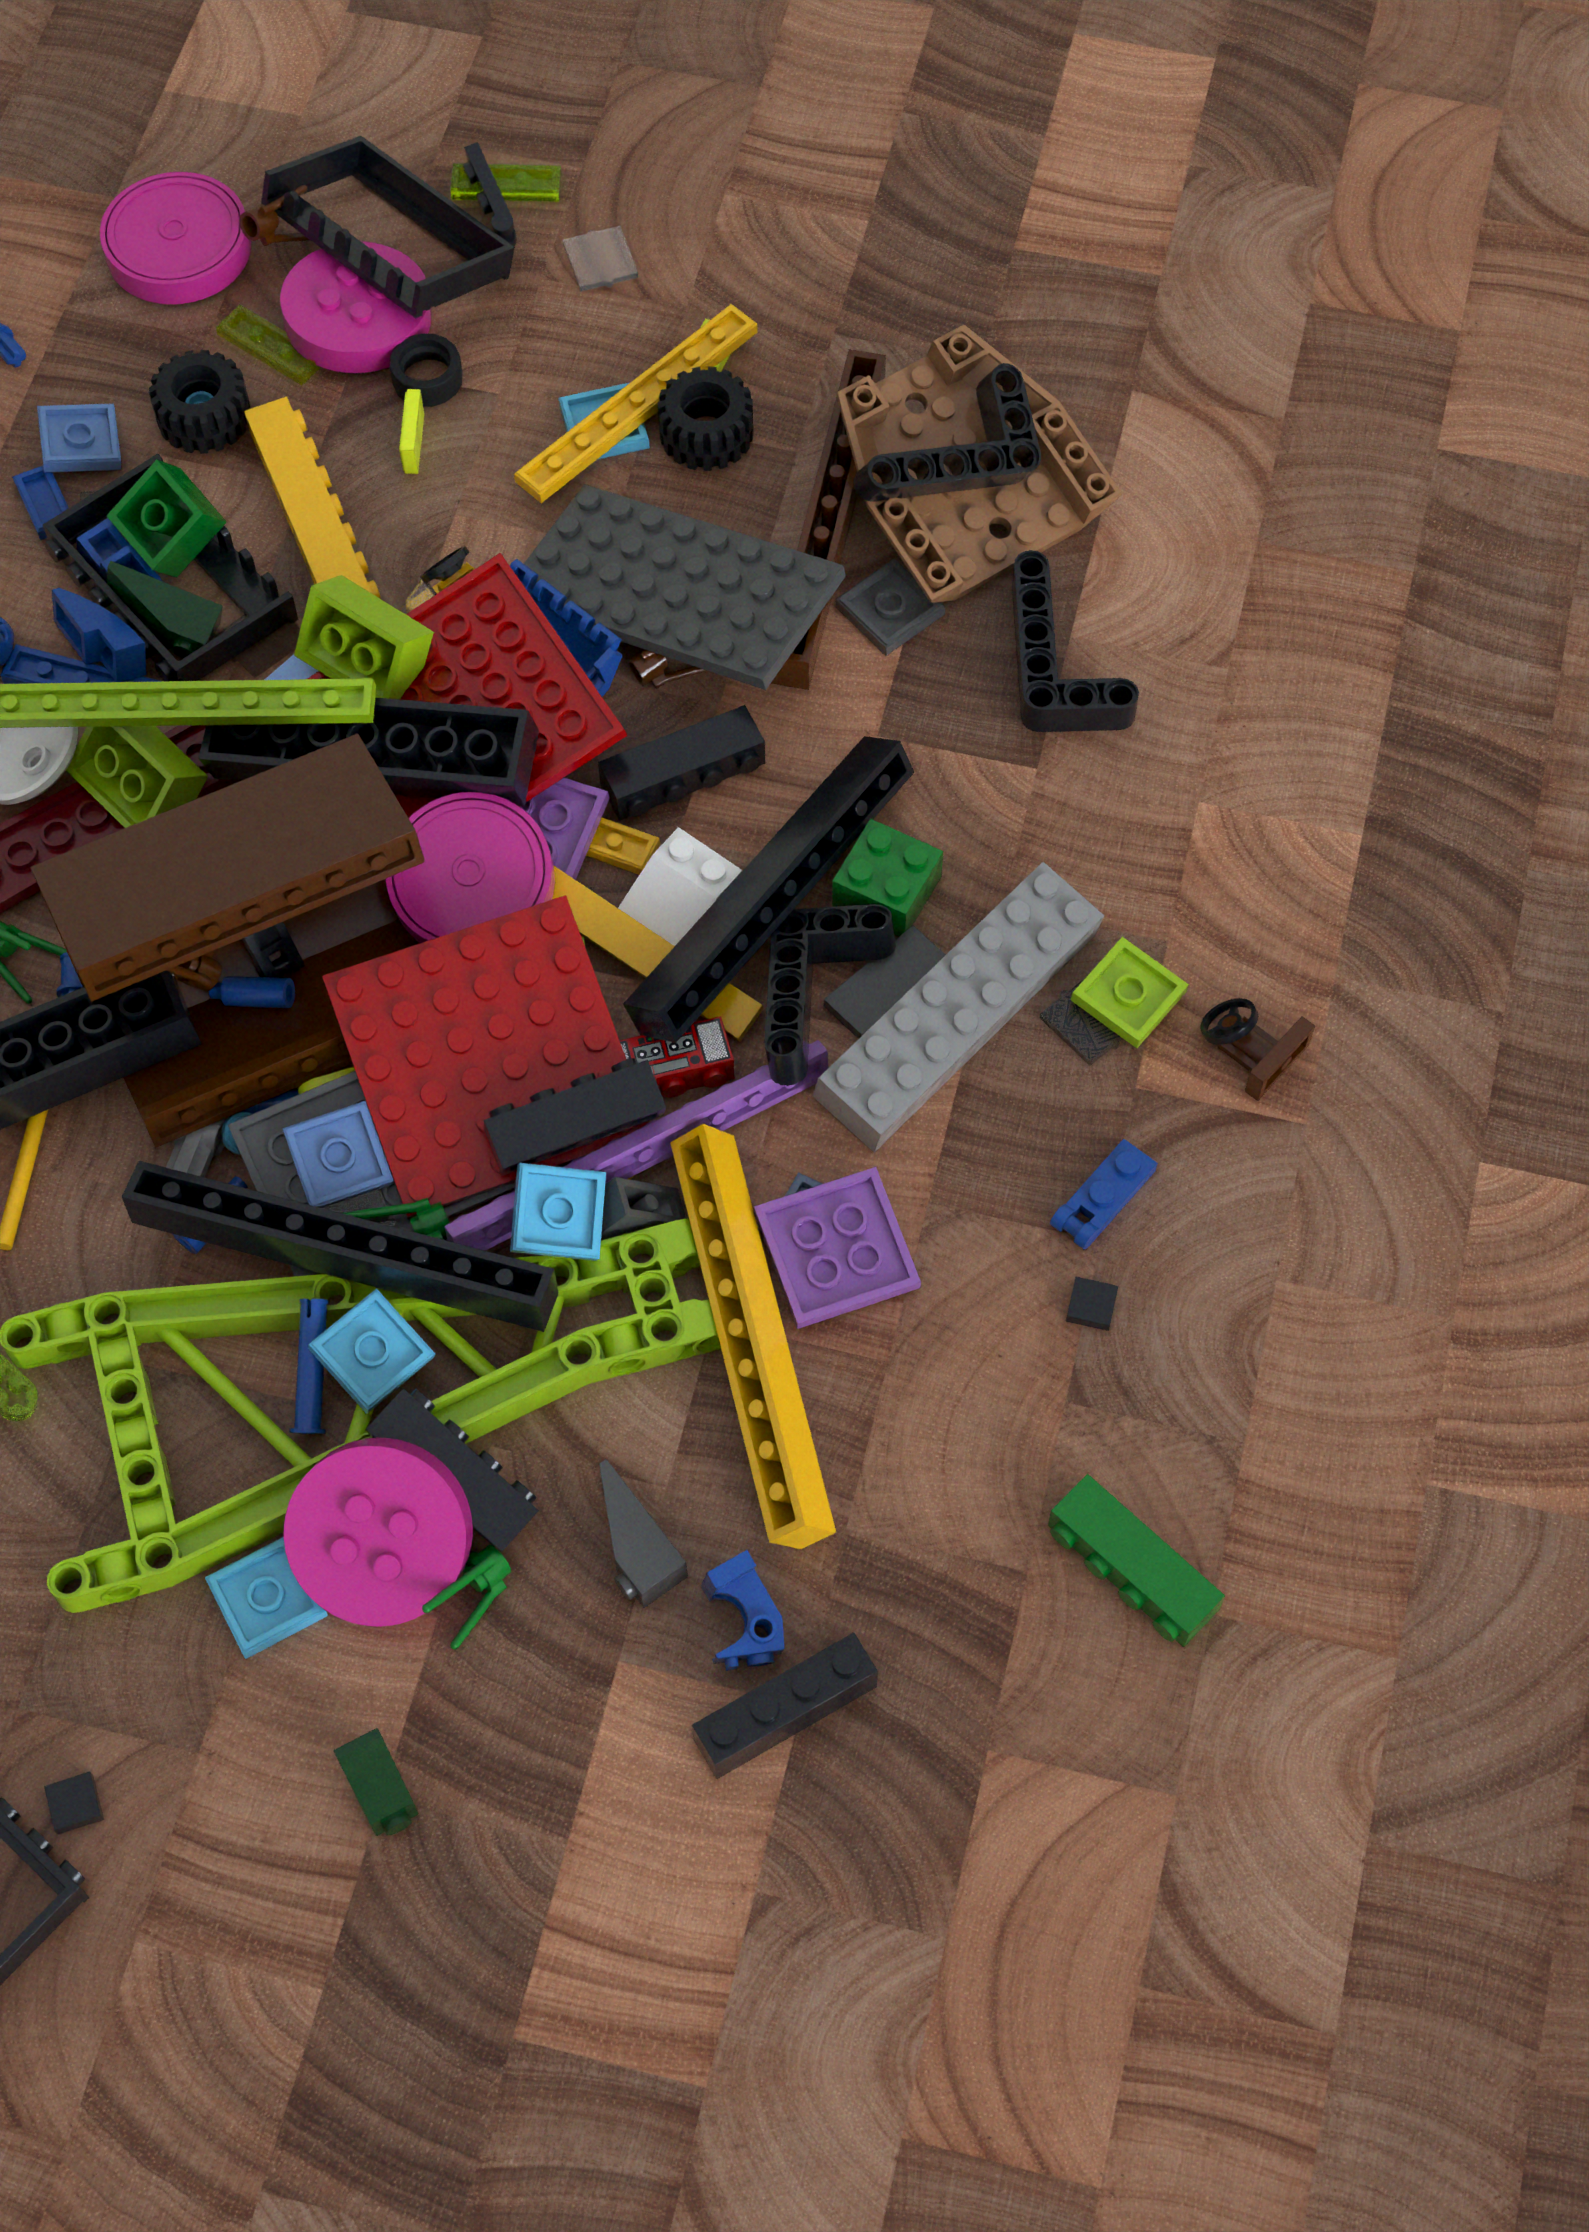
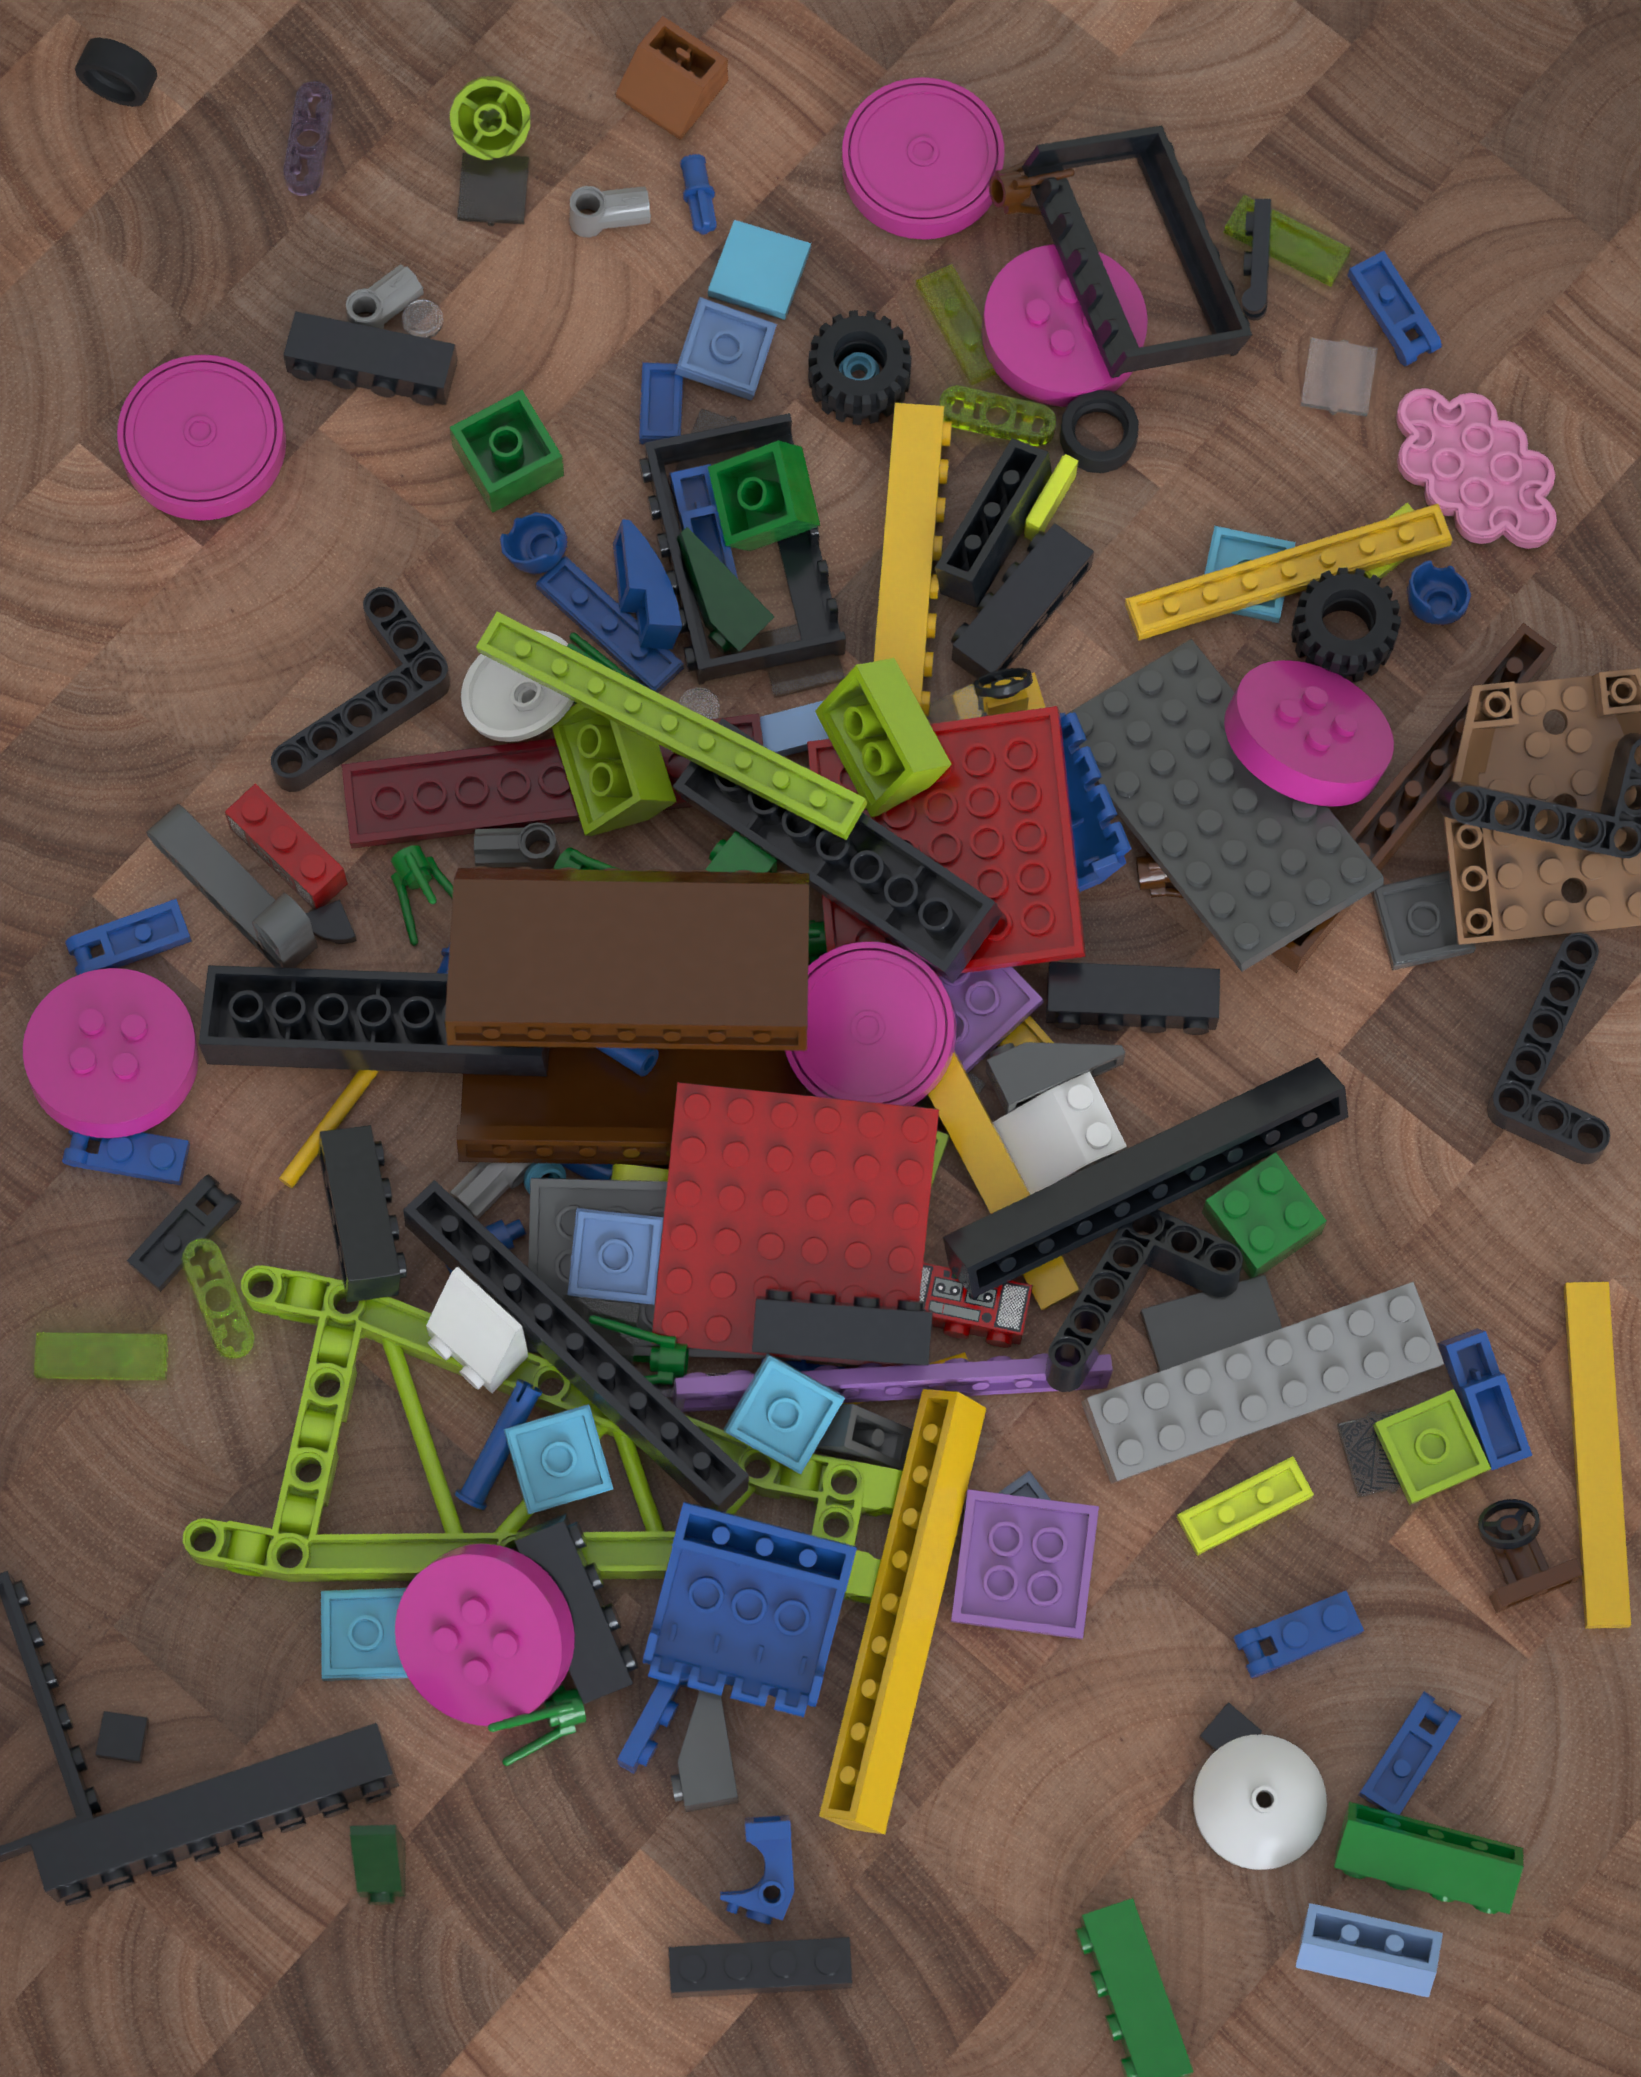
camera: 25 degrees right, 10 degrees up
(79, 371) = (759, 269): none -> medium azure tile
(85, 1232) = (360, 1213): none -> black brick
(196, 1823) = (215, 1814): none -> black brick
(241, 1265) = (476, 1333): none -> white slope
(346, 382) = (988, 400): none -> clear neon green beam
(373, 463) = (993, 523): none -> black brick
(429, 513) = (1023, 602): none -> black brick
(573, 1529) = (657, 1712): none -> blue plate
(610, 1387) = (748, 1609): none -> blue slope
(618, 191) = (1394, 307): none -> blue plate
(627, 847) = (1033, 1068): none -> dark grey slope
(720, 499) = (1308, 733): none -> dark pink brick
(747, 270) = (1476, 468): none -> bright pink plate
(767, 369) = (1437, 594): none -> blue hair
(999, 1114) = (1245, 1505): none -> neon yellow tile
(1144, 1371) = (1235, 1822): none -> white dish
(1153, 932) = (1485, 1397): none -> blue slope
(1254, 1247) = (1409, 1756): none -> blue plate
(1269, 939) = (1597, 1455): none -> yellow tile
(1316, 1417) = (1369, 1950): none -> light blue brick
(1321, 1317) = (1429, 1858): none -> green brick

